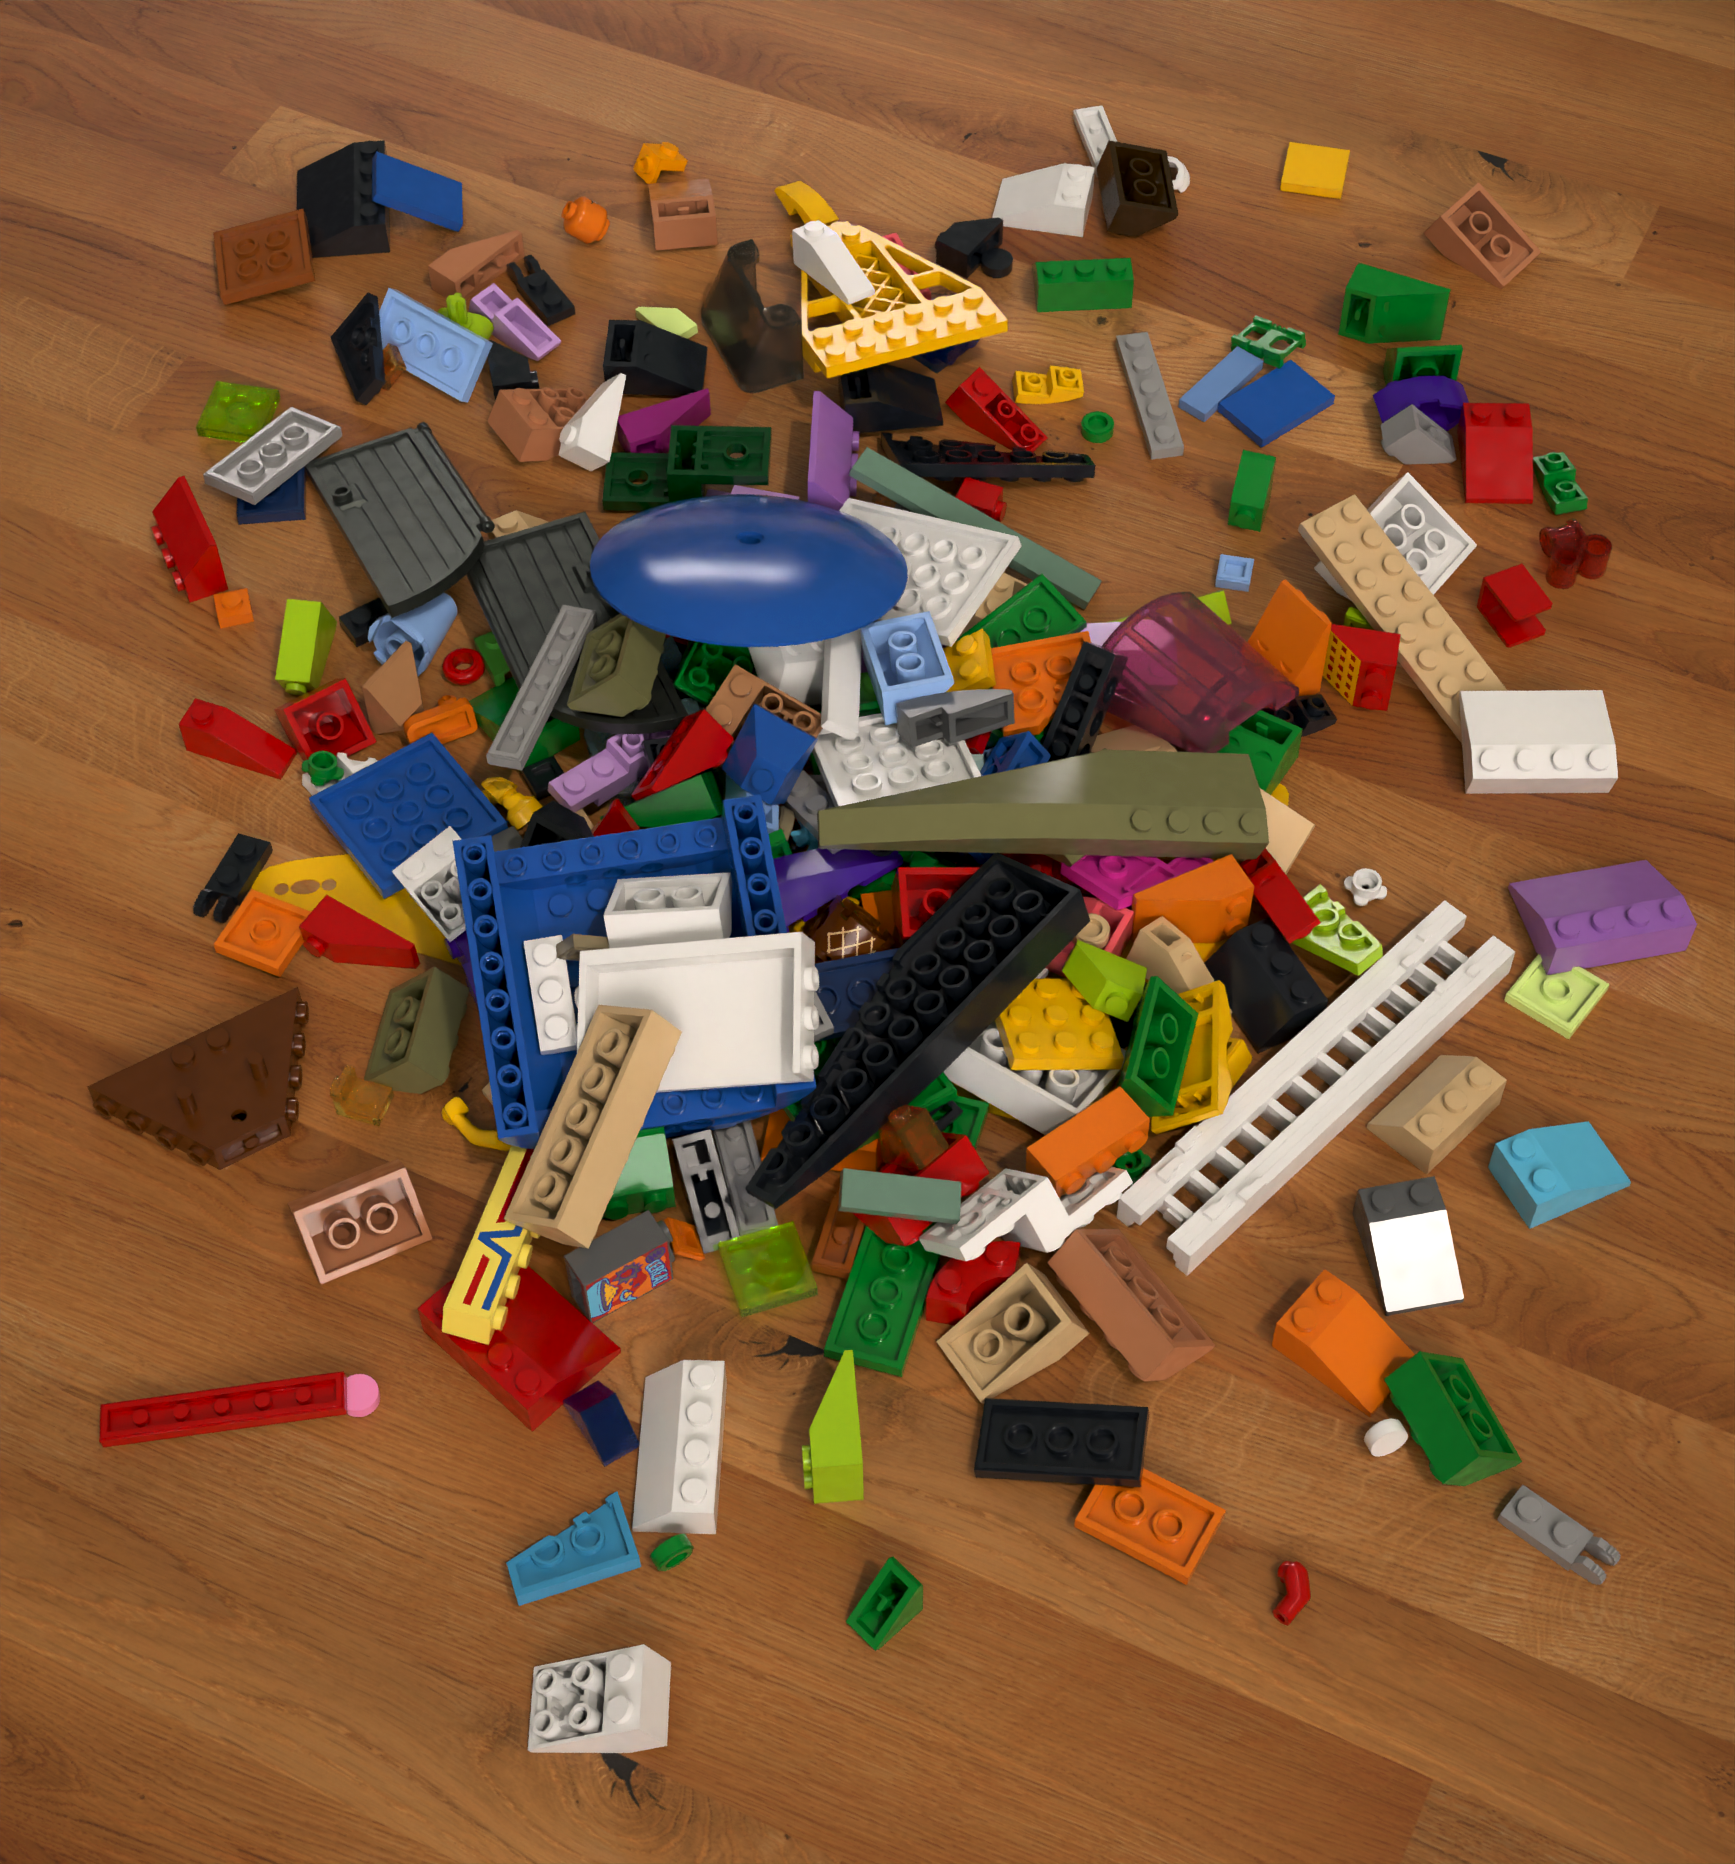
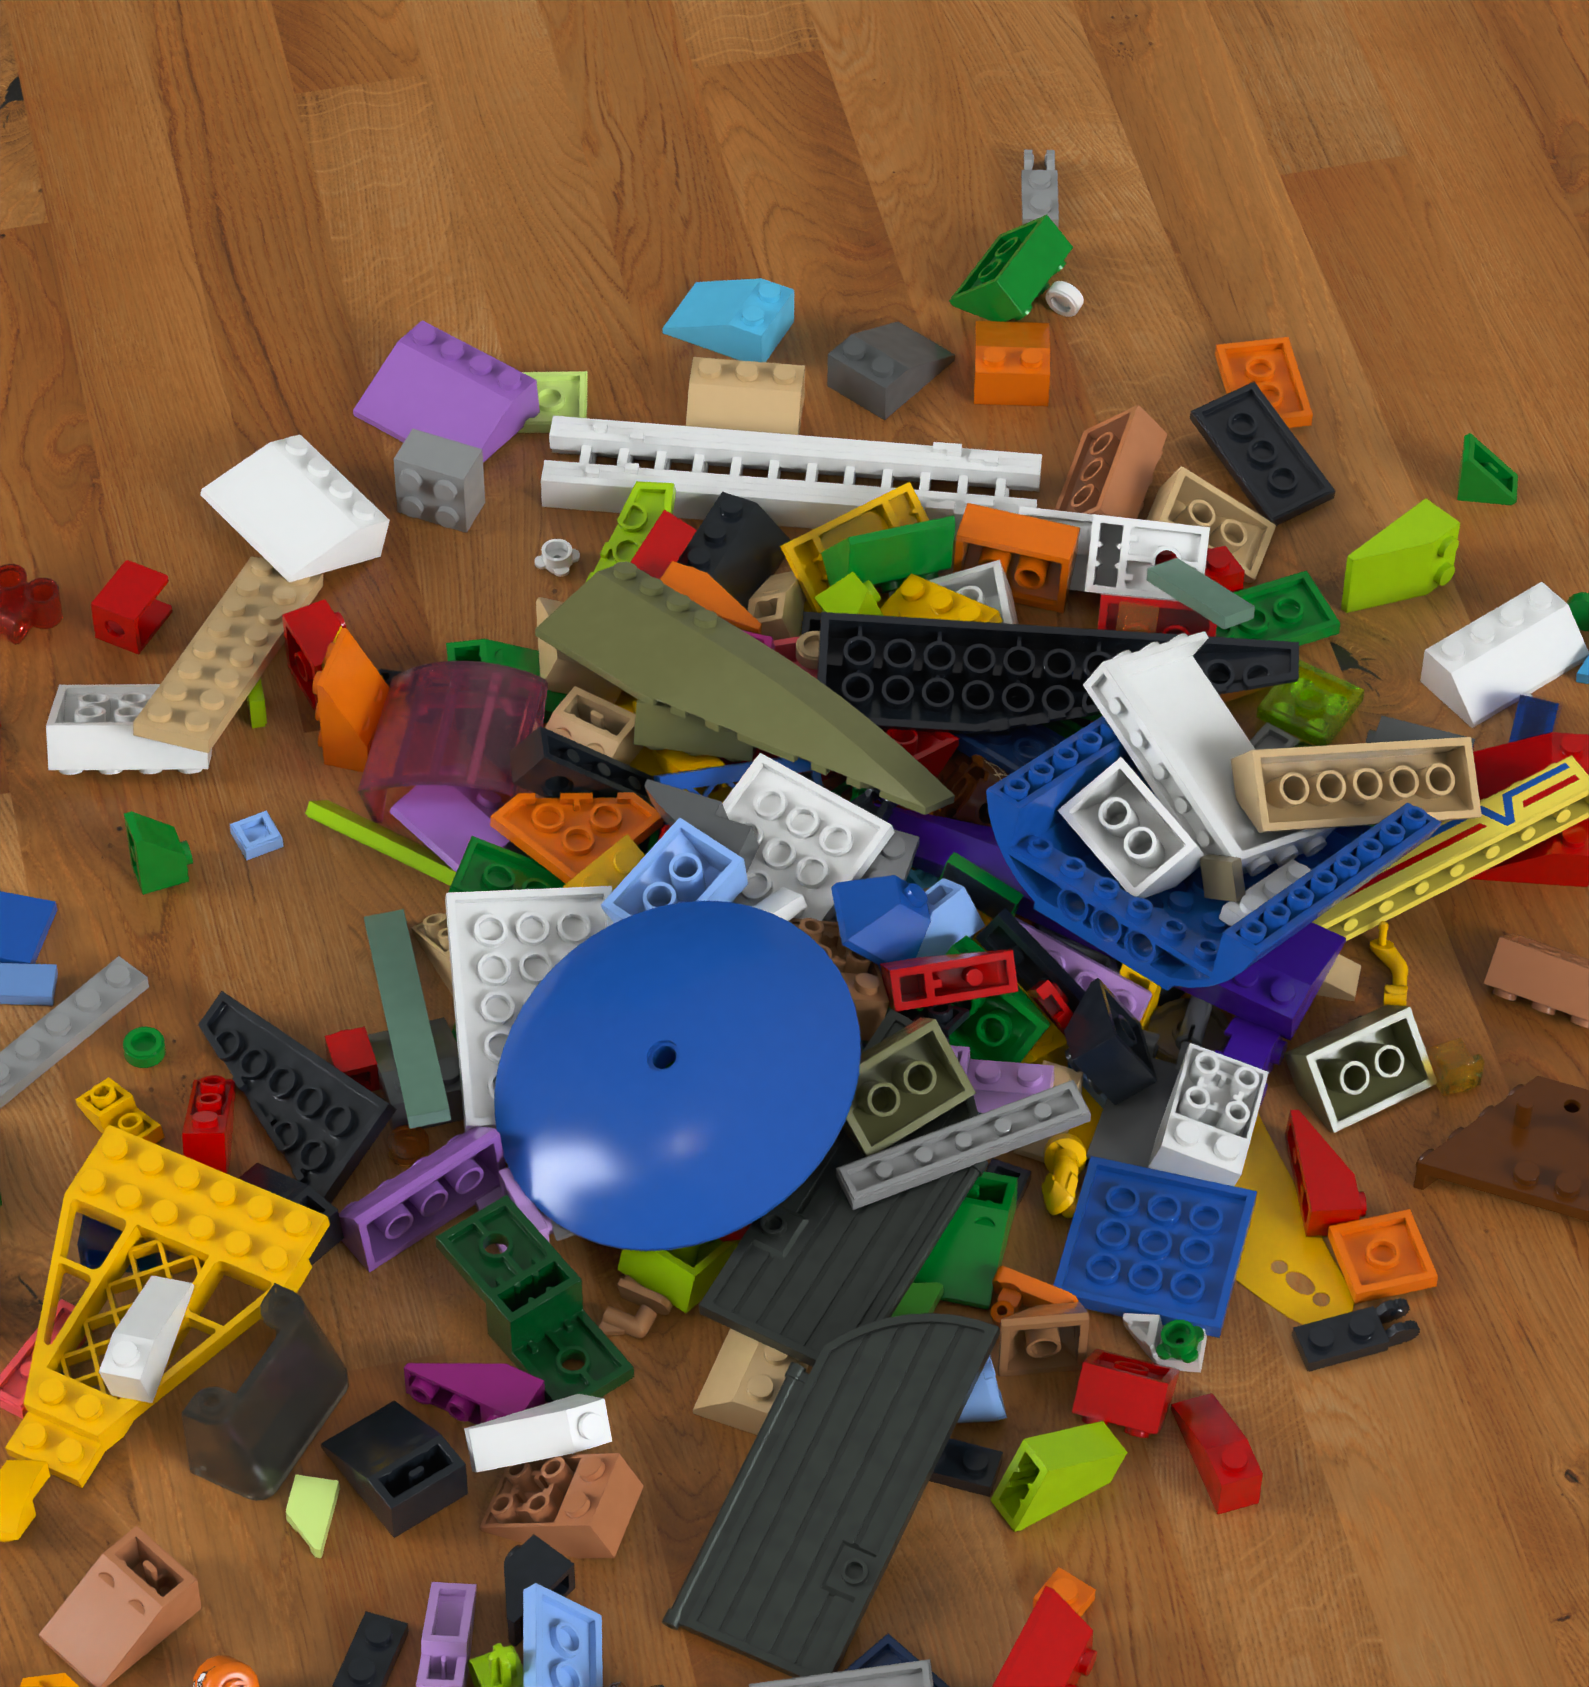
camera: 130 degrees left, 5 degrees down
(1298, 1591) = (1232, 289): red arm -> none
(1496, 837) = (439, 480): none -> light grey brick

